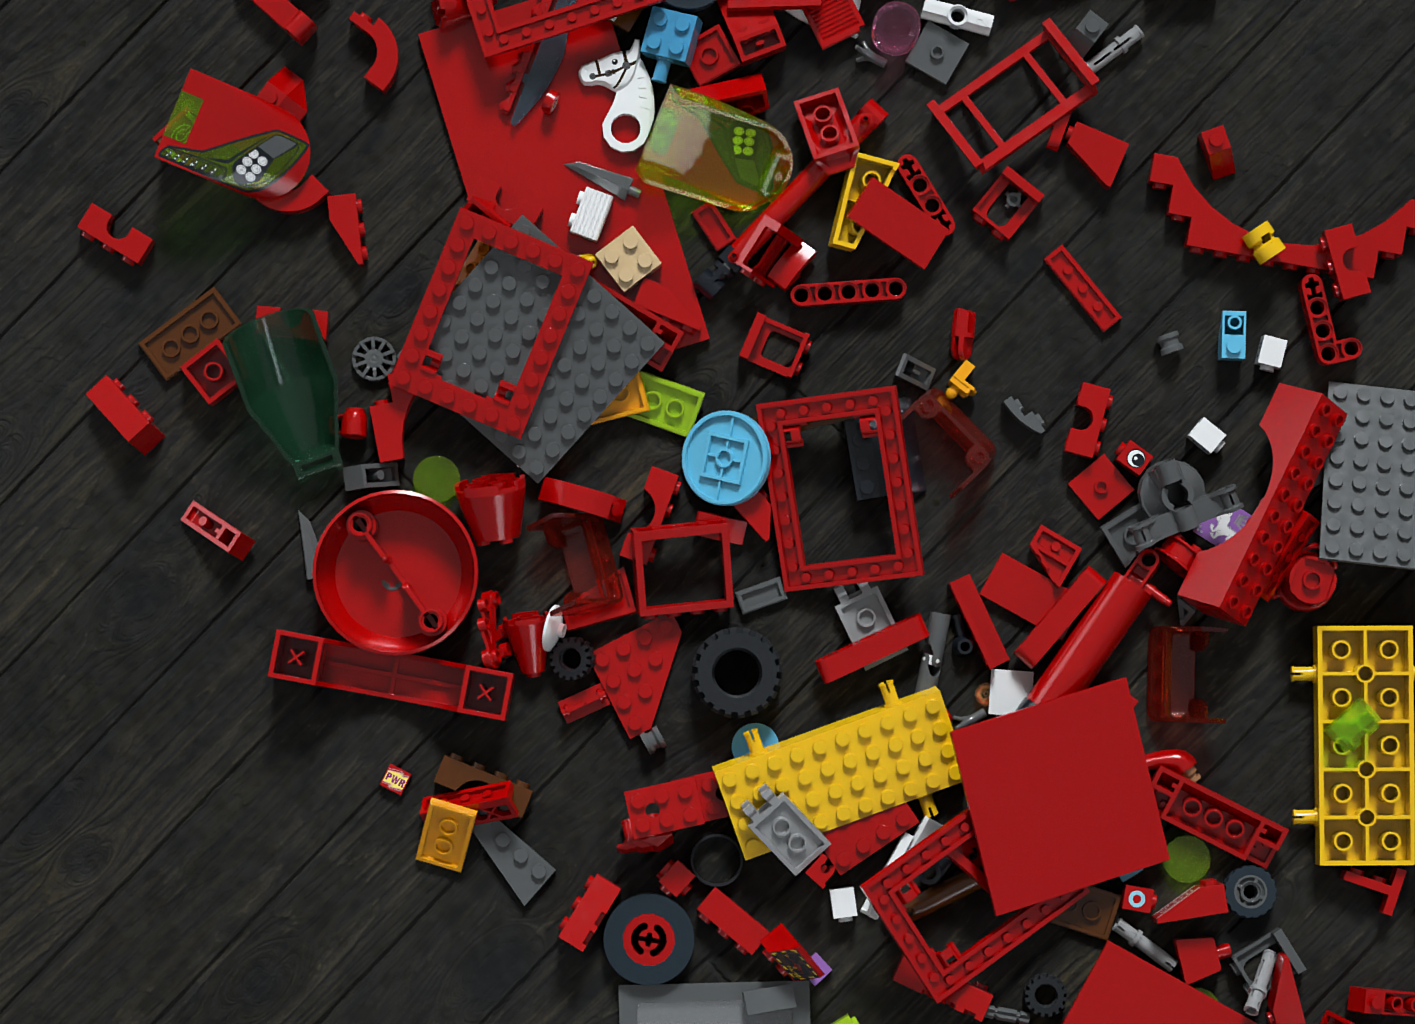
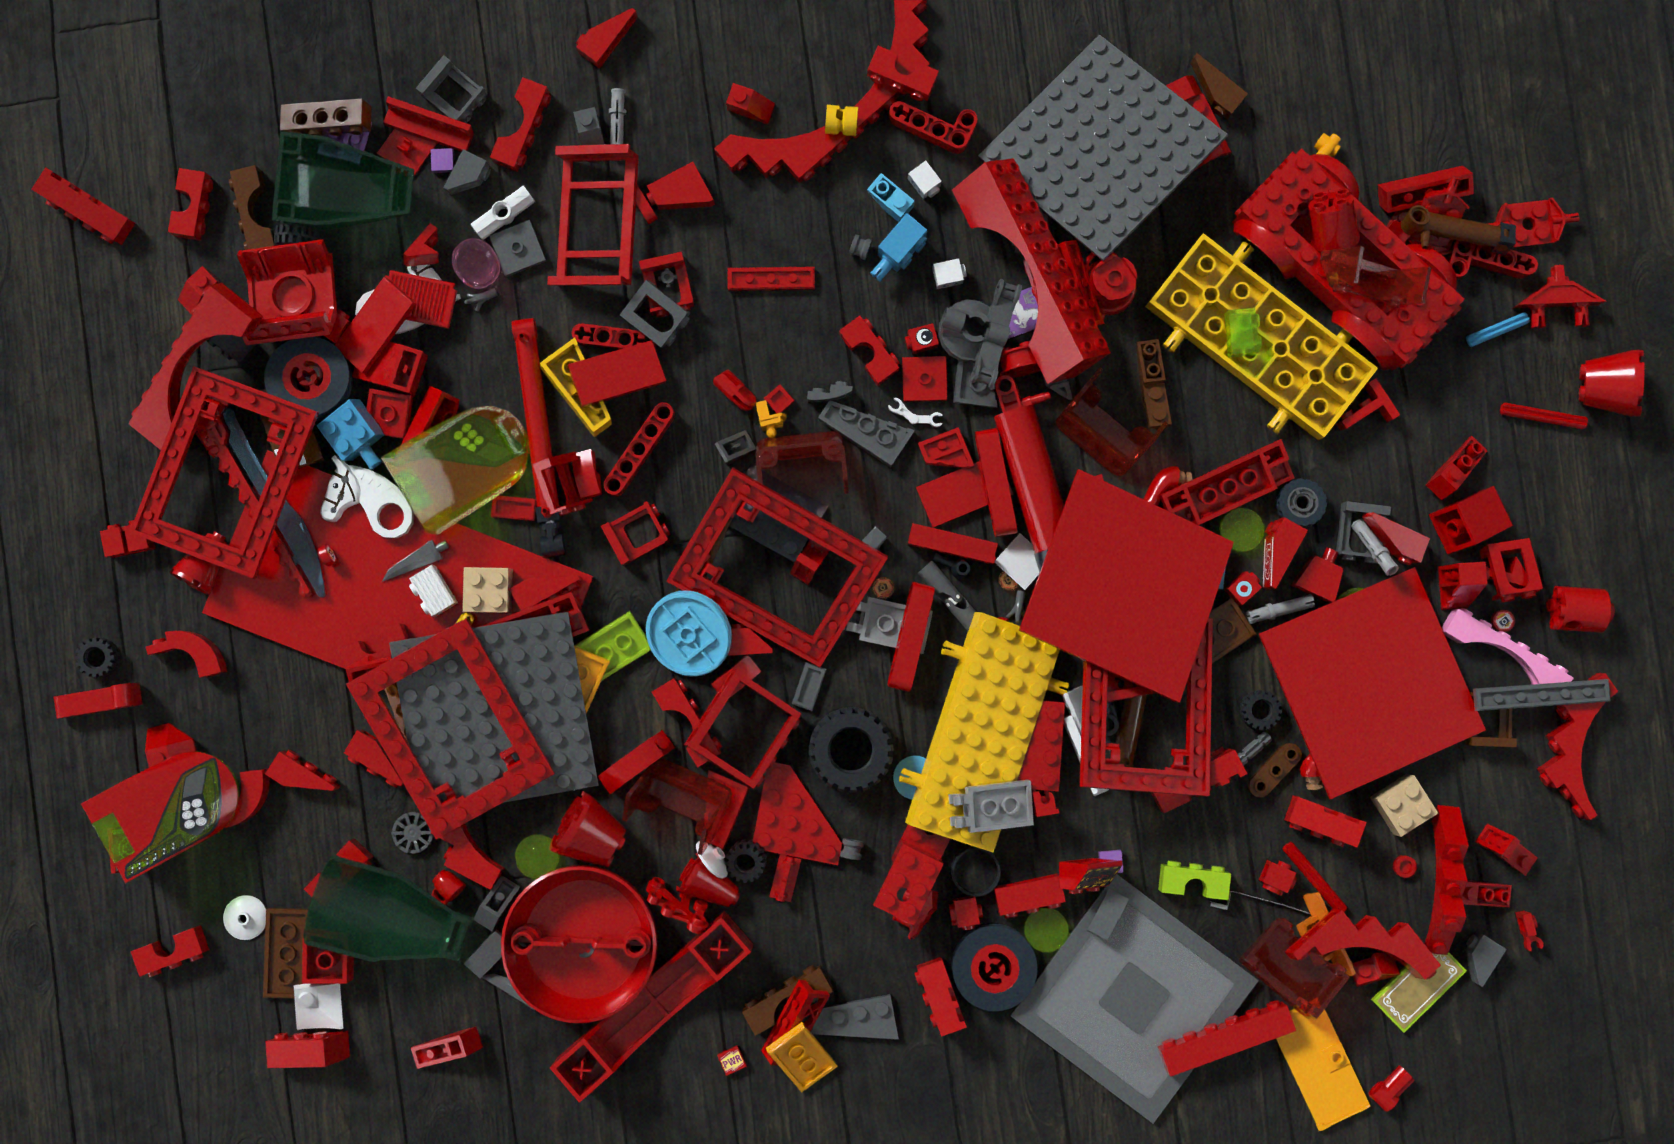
camera: 45 degrees left, 0 degrees up
(168, 395) = (318, 1006): none -> white plate
(195, 286) = (255, 917): none -> white dish
(322, 502) = (485, 955): none -> dark grey slope
(413, 271) = (368, 751): none -> red slope
(714, 959) = (1046, 930): none -> clear neon green tile
(828, 130) = (509, 370): red slope -> none
(843, 903) = (1079, 804): white brick -> none
(867, 512) = (809, 561): none -> red bracket
(894, 592) = (883, 588): none -> clear orange tile
(931, 552) = (875, 538): none -> dark grey slope
(984, 377) = (779, 399): none -> red tile
(989, 235) = (679, 314): none -> dark grey panel
(1016, 473) = (873, 435): none -> dark grey wing
(1059, 505) = (913, 418): none -> white piece
(1196, 376) = (899, 246): none -> dark azure brick
(1251, 684) = (1153, 383): none -> reddish brown slope

